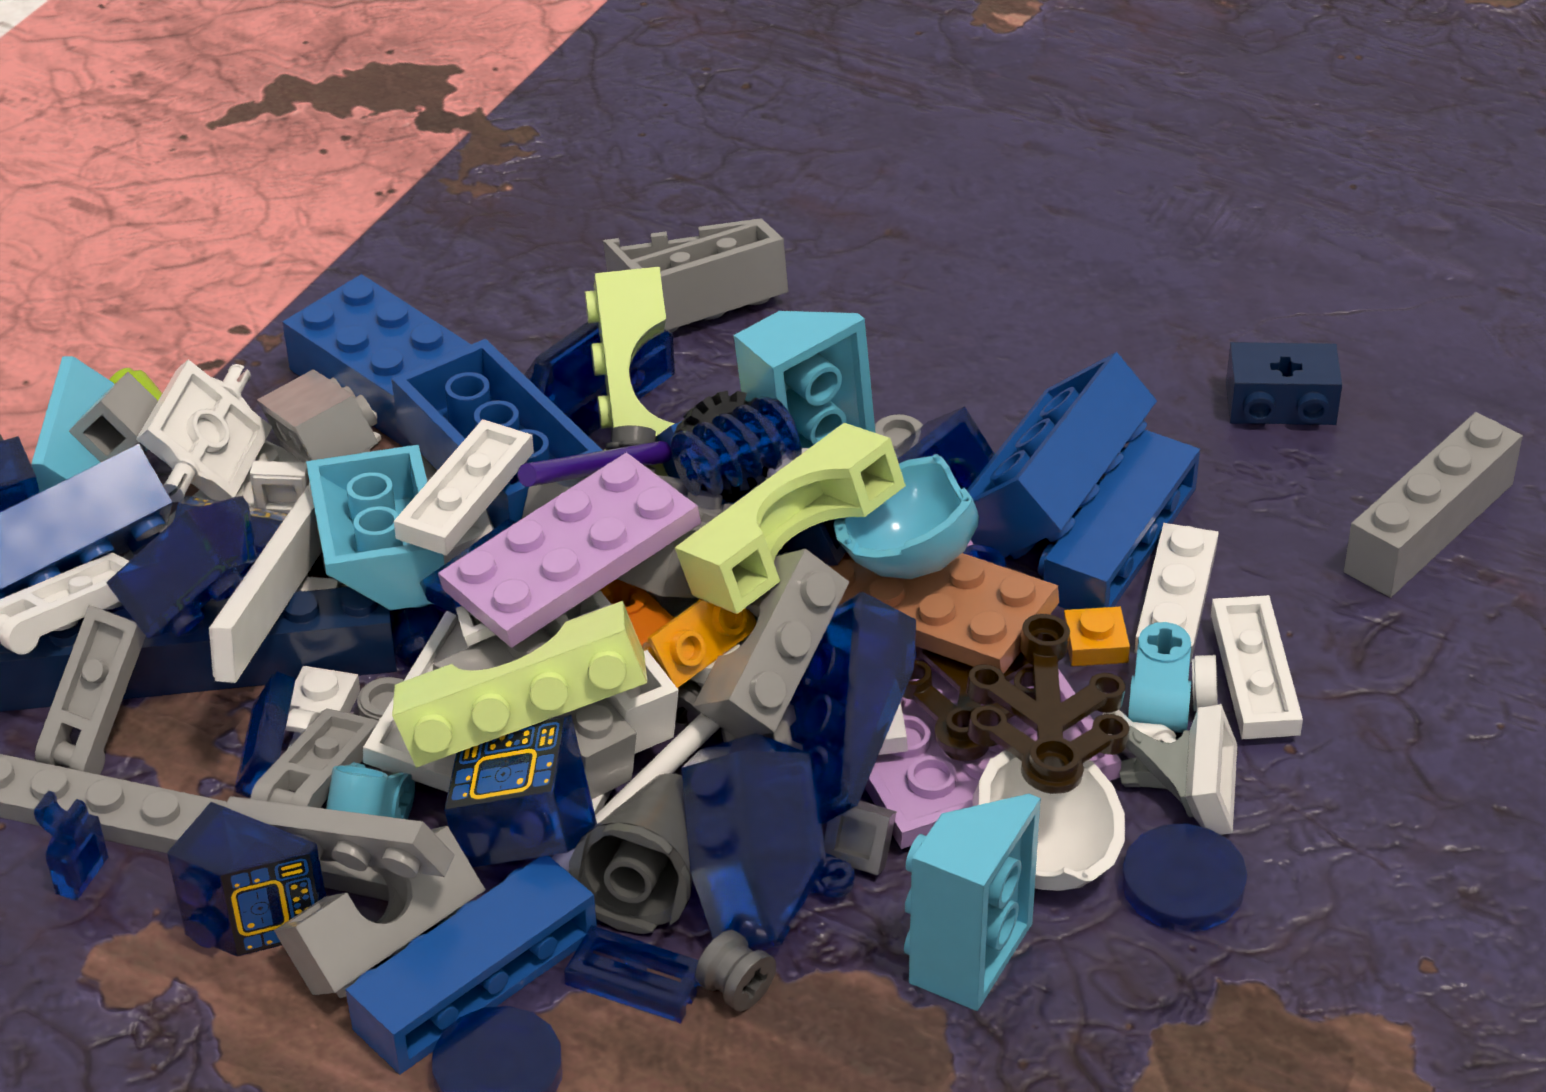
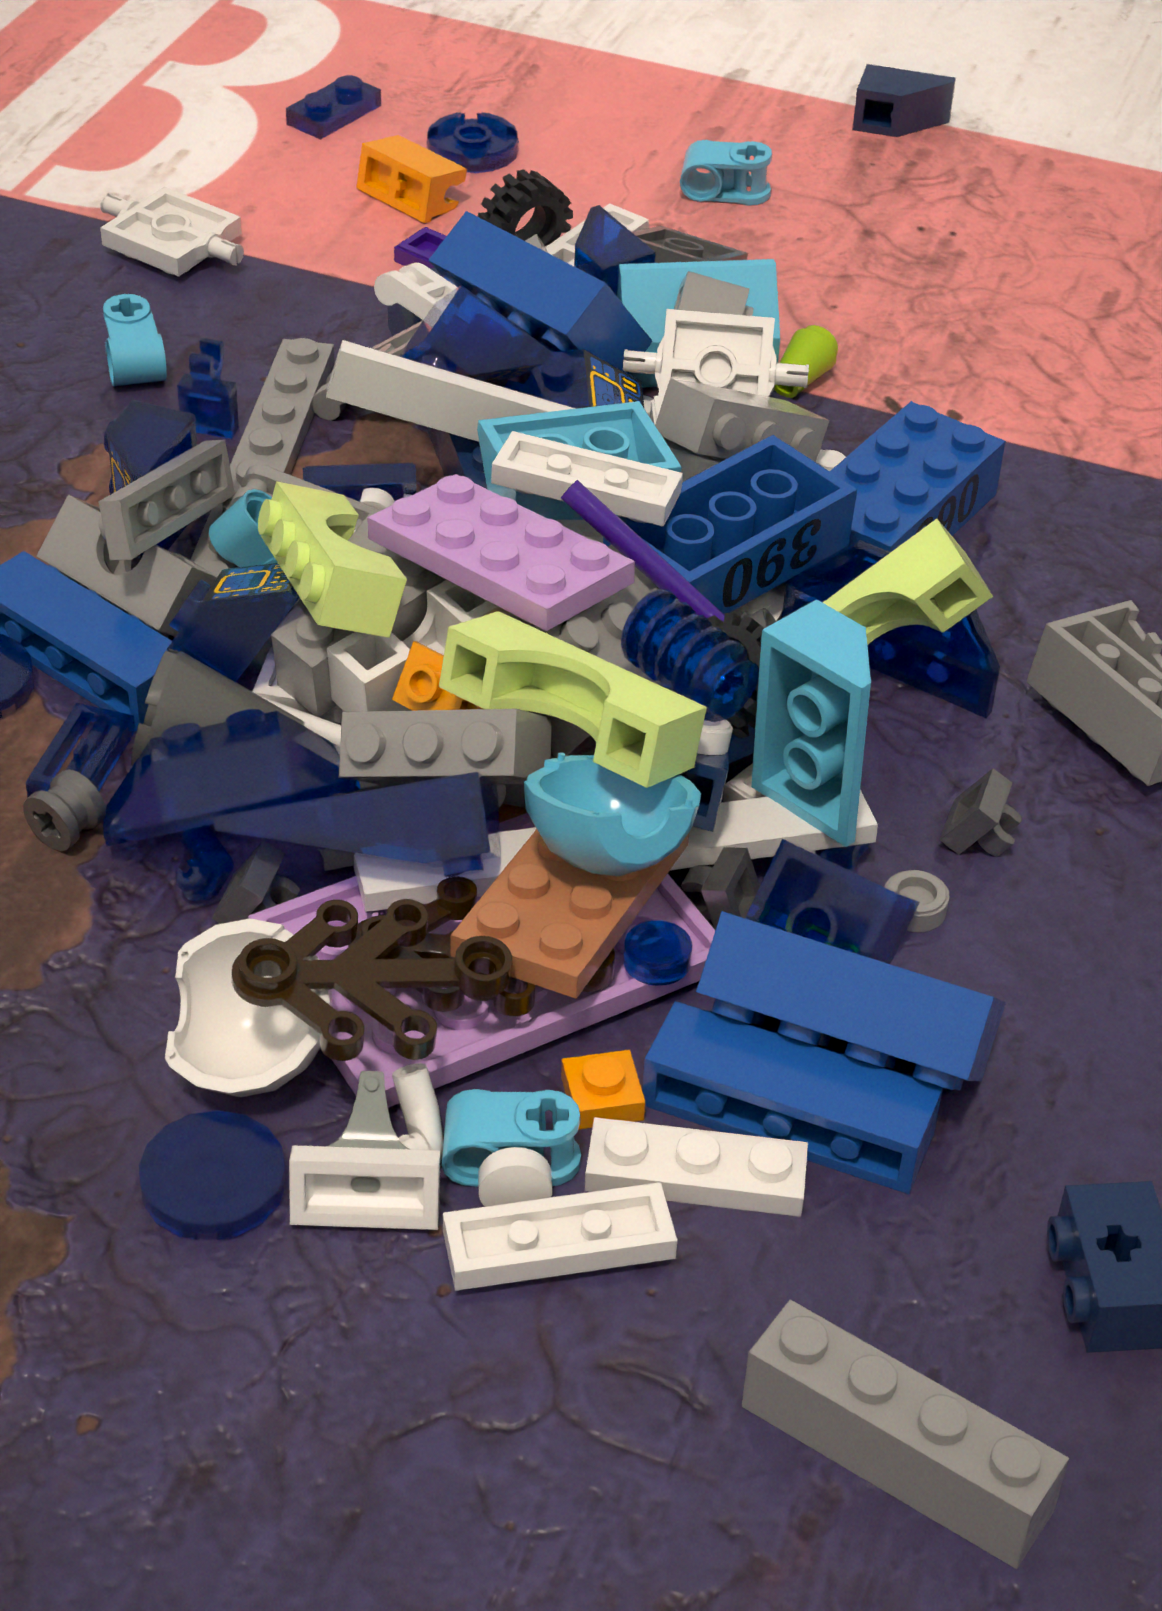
camera: 80 degrees right, 0 degrees up
(971, 897) = (86, 933): medium azure slope -> none

